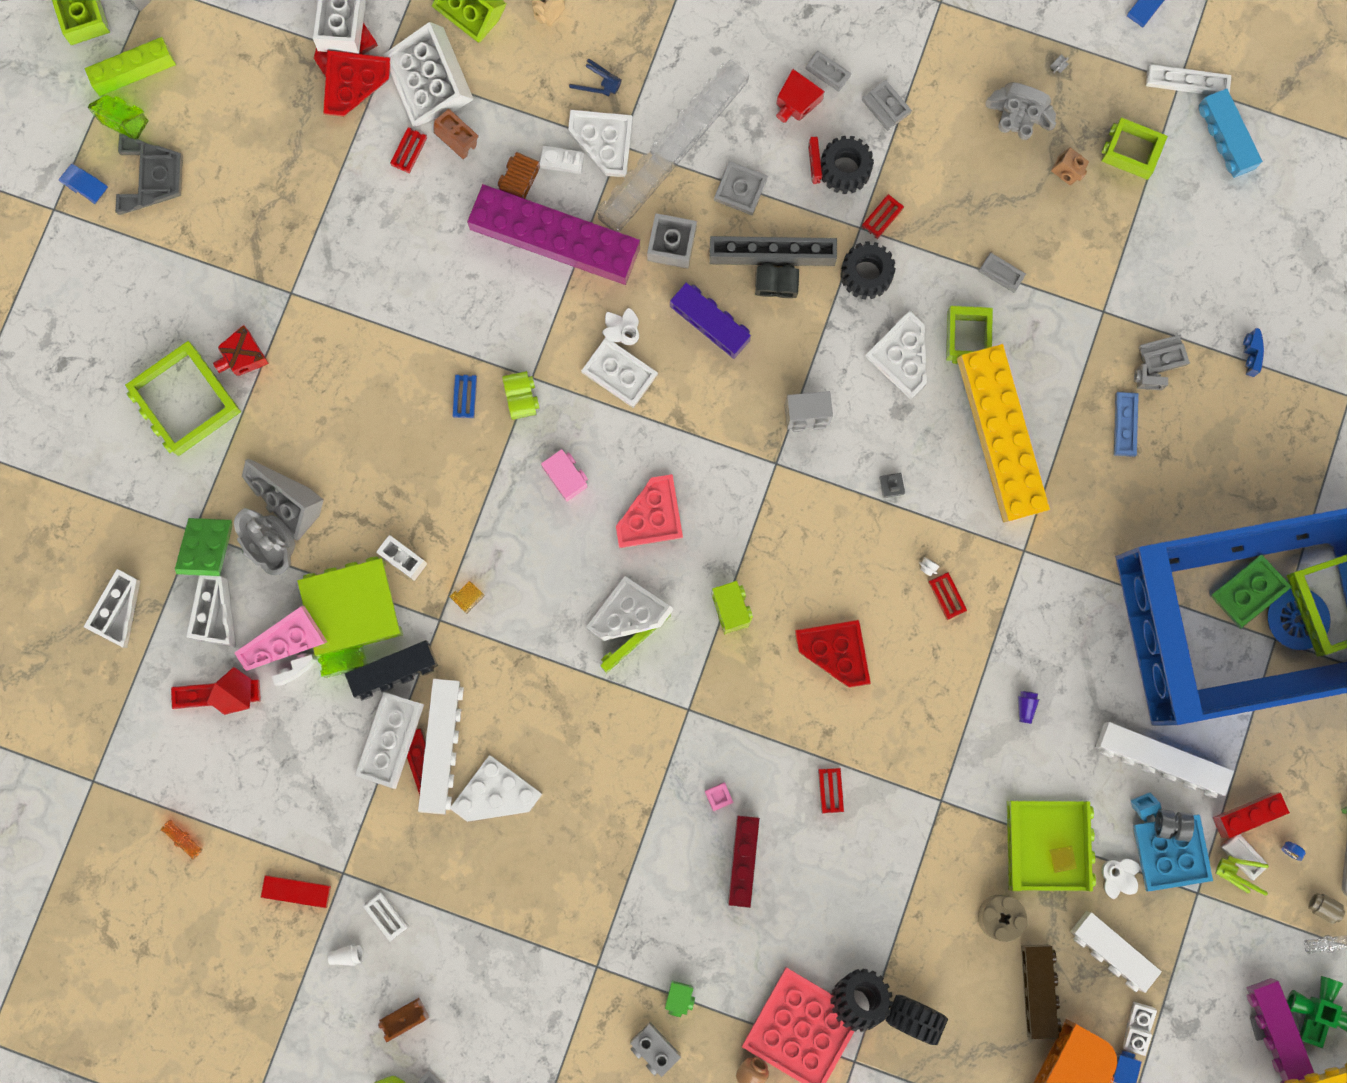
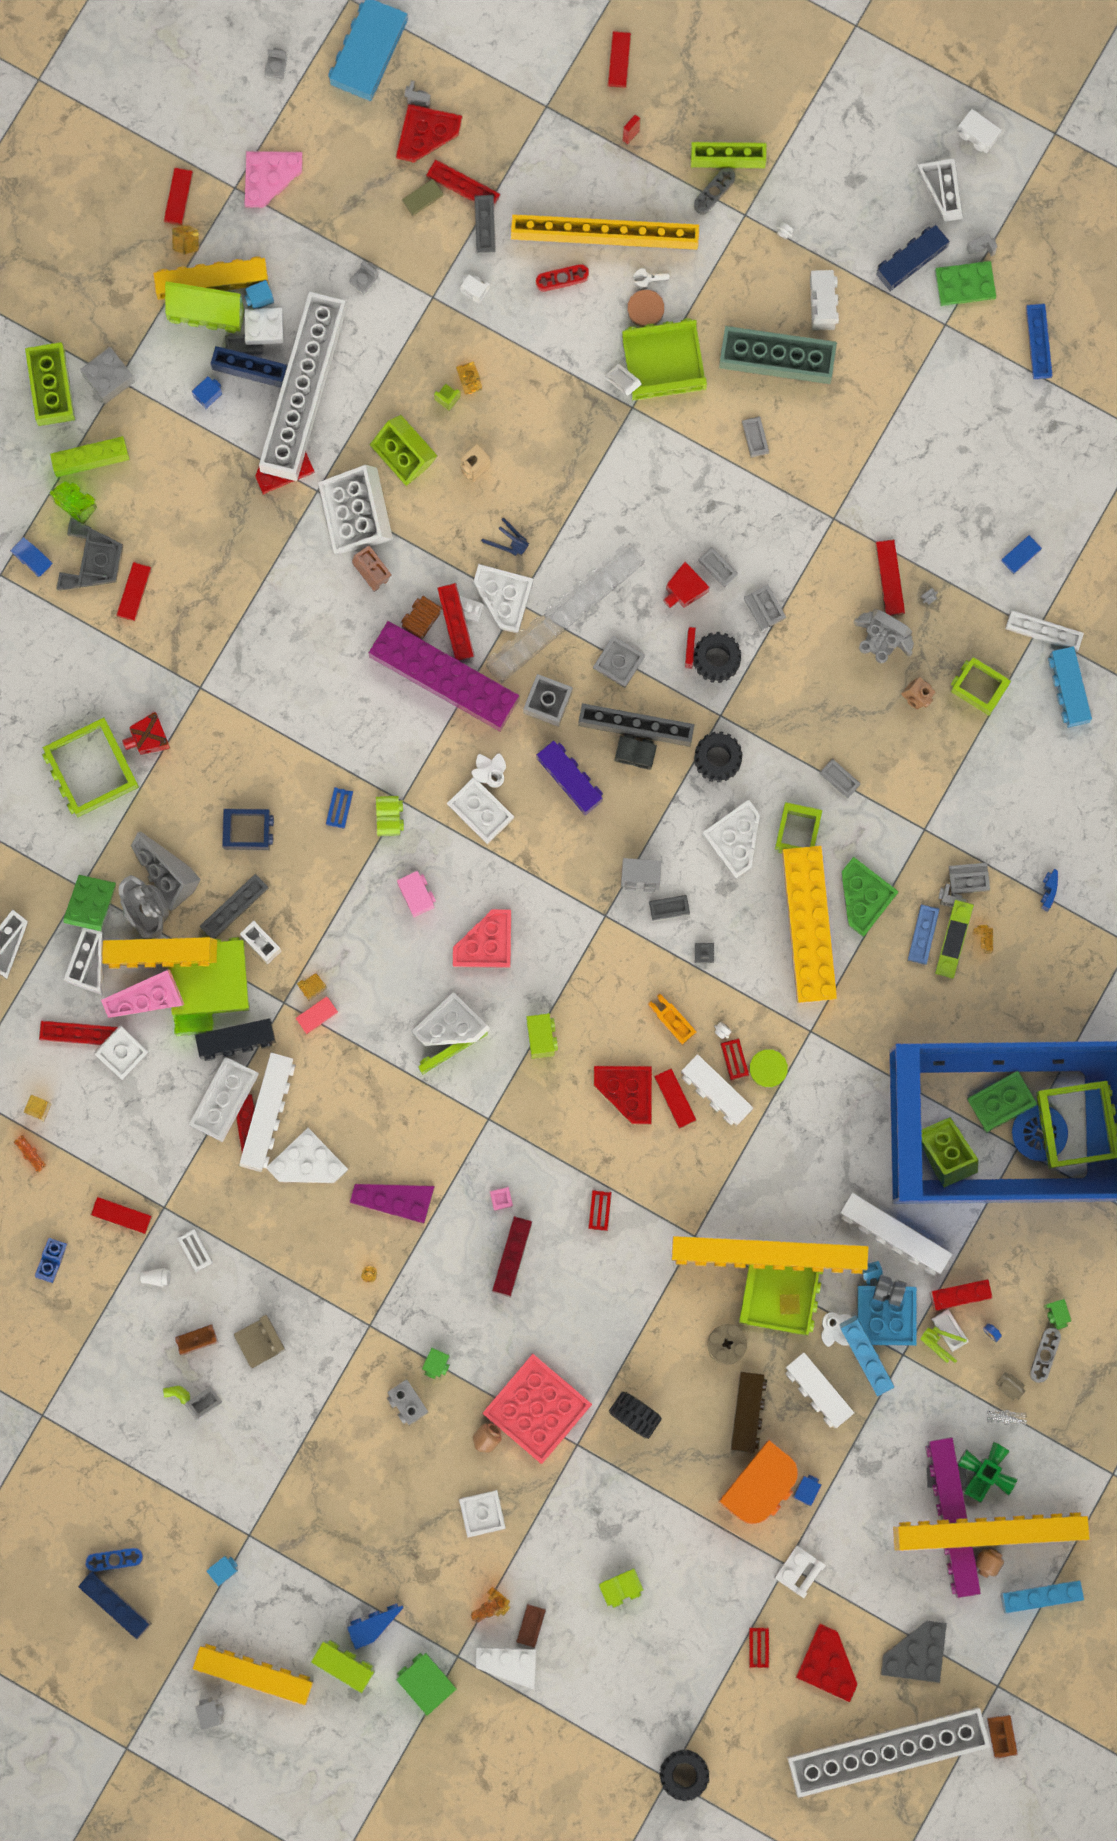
camera: 10 degrees right, 0 degrees up
(181, 787) = (37, 1108): none -> clear yellow panel
(202, 202) = (134, 591): none -> red tile
(224, 957) = (51, 1260): none -> blue slope
(231, 692) = (94, 1034): red slope -> none
(267, 707) = (121, 1052): none -> white tile
(290, 587) = (159, 951): none -> yellow brick
(300, 666) = (156, 1021): white slope -> none
(345, 439) = (227, 843): none -> dark blue window
(352, 80) = (286, 503): red plate -> none
(366, 524) = (234, 907): none -> dark grey plate
(415, 134) = (335, 562): red tile -> none
(475, 1009) = (259, 1342): none -> dark tan bracket
(477, 627) = (316, 1015): none -> coral tile
(556, 174) = (455, 621): none -> red tile
(586, 913) = (369, 1269): none -> clear yellow hinge
(604, 819) = (398, 1200): none -> magenta wing
(844, 442) = (669, 907): none -> dark grey tile
(850, 1011) = (601, 1381): black tyre -> none
(872, 229) = (746, 715): red tile -> none
(872, 565) = (673, 1020): none -> light orange hinge
(890, 650) = (675, 1098): none -> red tile
(936, 634) = (717, 1090): none -> white brick
(986, 599) = (768, 1068): none -> lime tile
(1013, 49) = (890, 577): none -> red tile
(1027, 706) = (785, 1167): dark purple cone -> none
(1033, 807) = (769, 1254): none -> yellow brick
(1054, 393) = (864, 896): none -> bright green plate
(1138, 1028) = (827, 1459): white slope -> none
(1162, 422) = (954, 938): none -> plate
(1162, 903) = (866, 1355): none -> dark azure brick
(1198, 416) = (987, 941): none -> clear yellow bracket
(1211, 659) = (948, 1152): none -> lime slope

